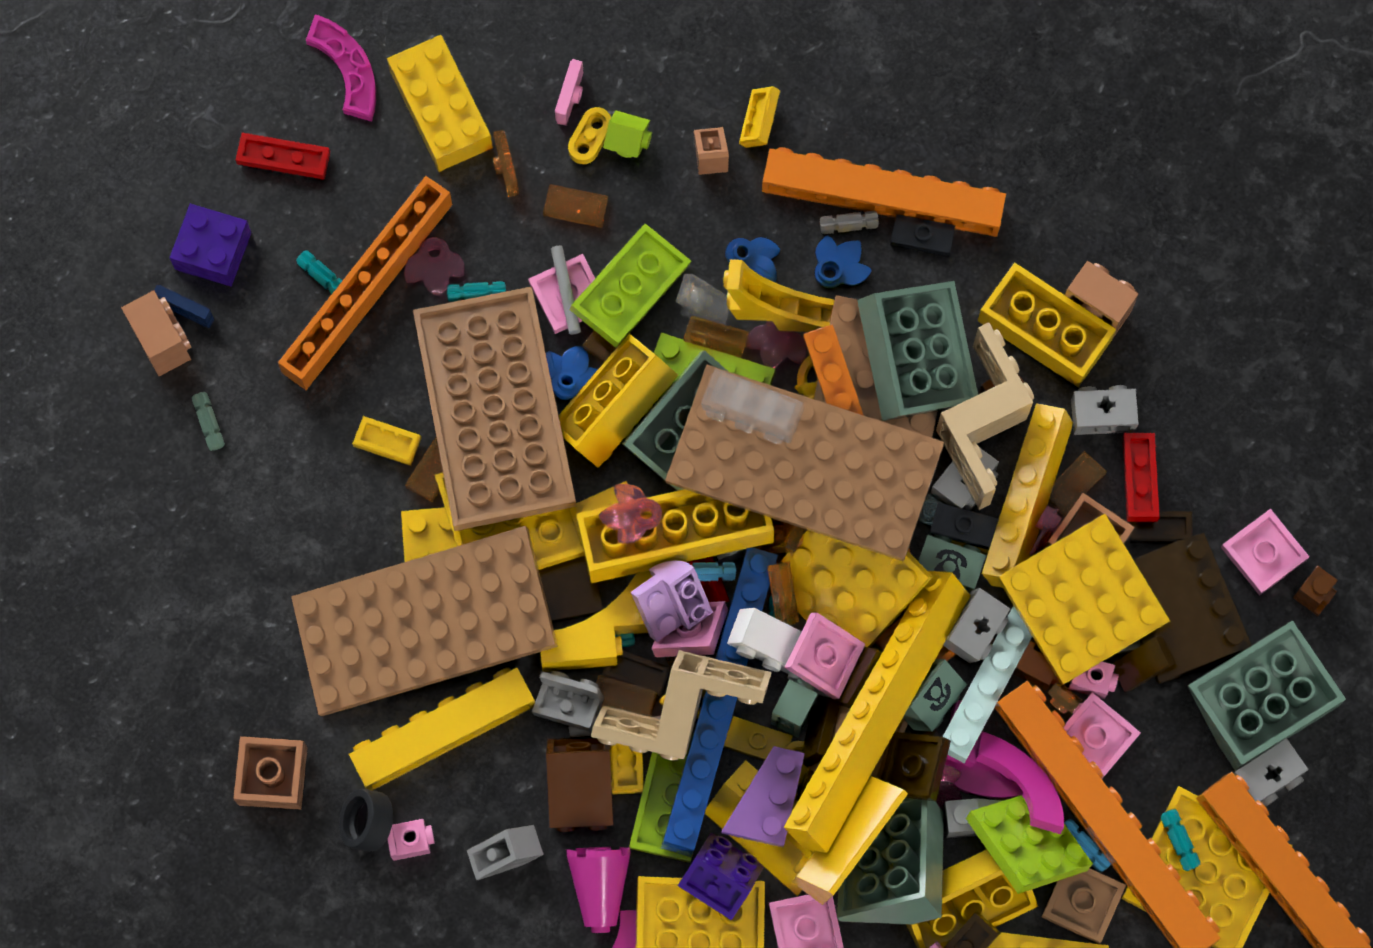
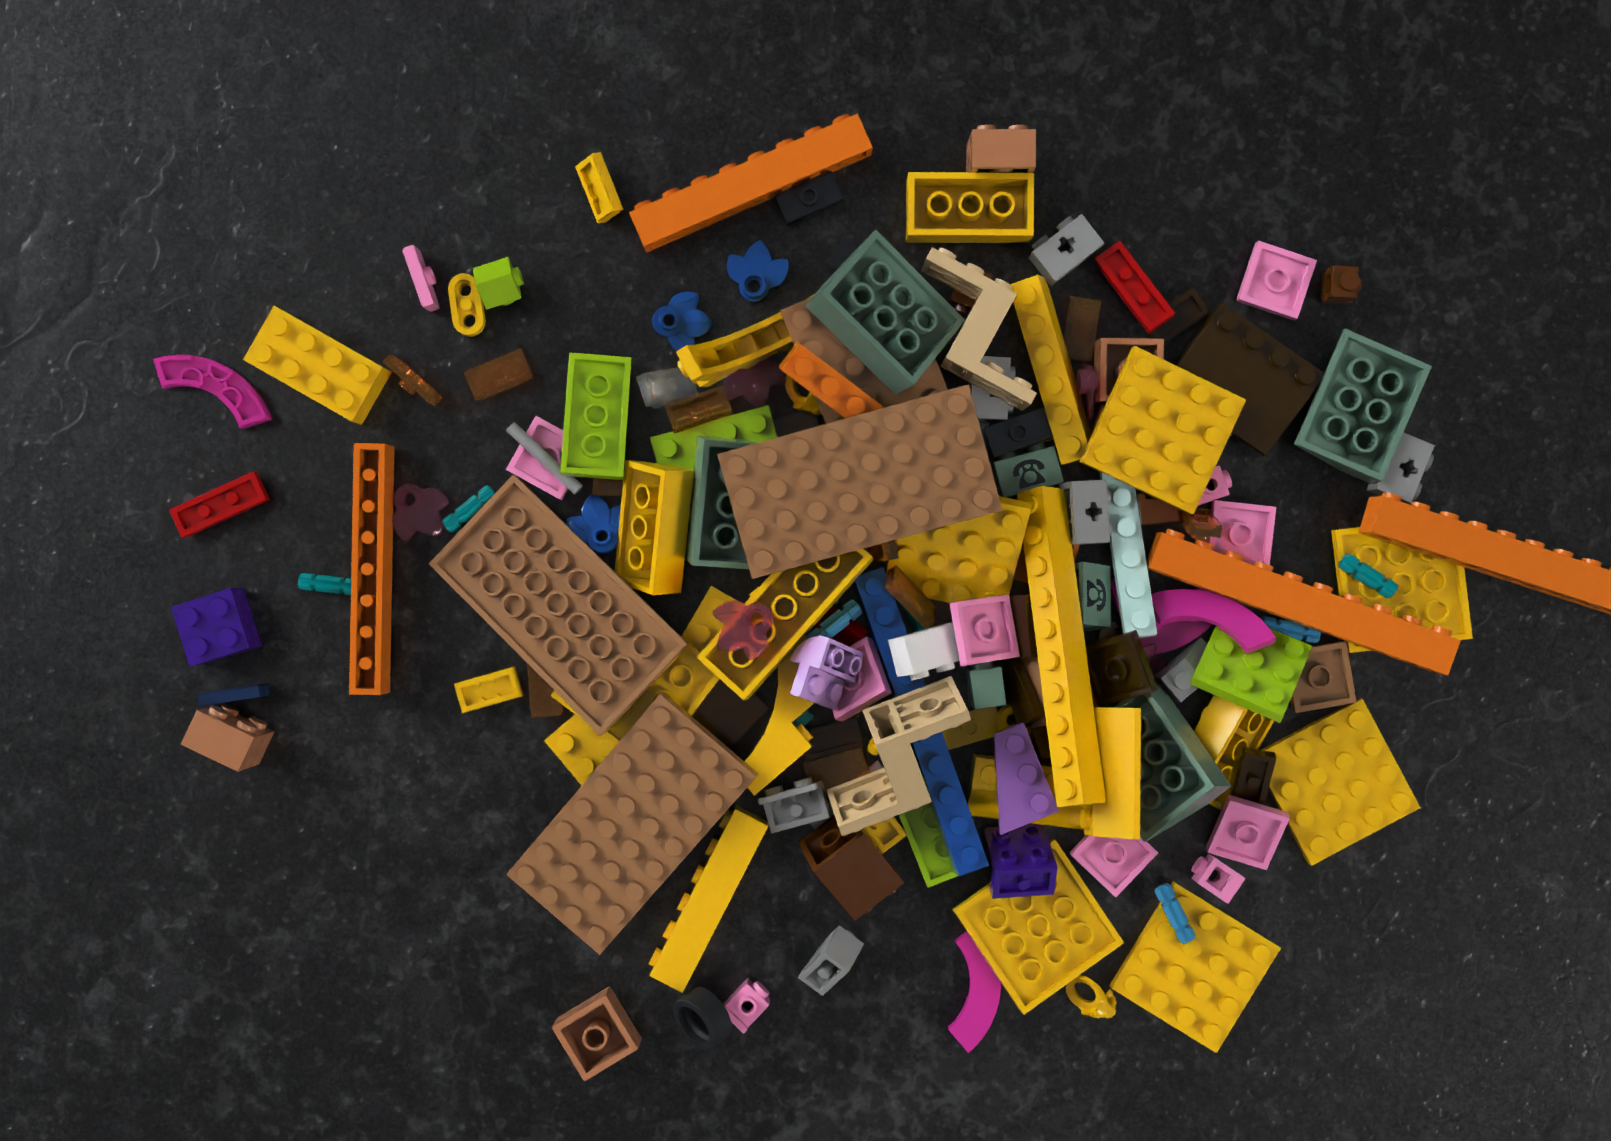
camera: 40 degrees left, 15 degrees up
(208, 421) = (328, 775): sand green axle -> none
(599, 884) = (923, 933): dark pink cone -> none
(711, 150) = (578, 245): nougat slope -> none
(752, 407) = (785, 470): clear brick -> none
(849, 222) = (739, 229): light grey axle -> none
(1143, 663) = (1244, 447): dark brown tile -> none

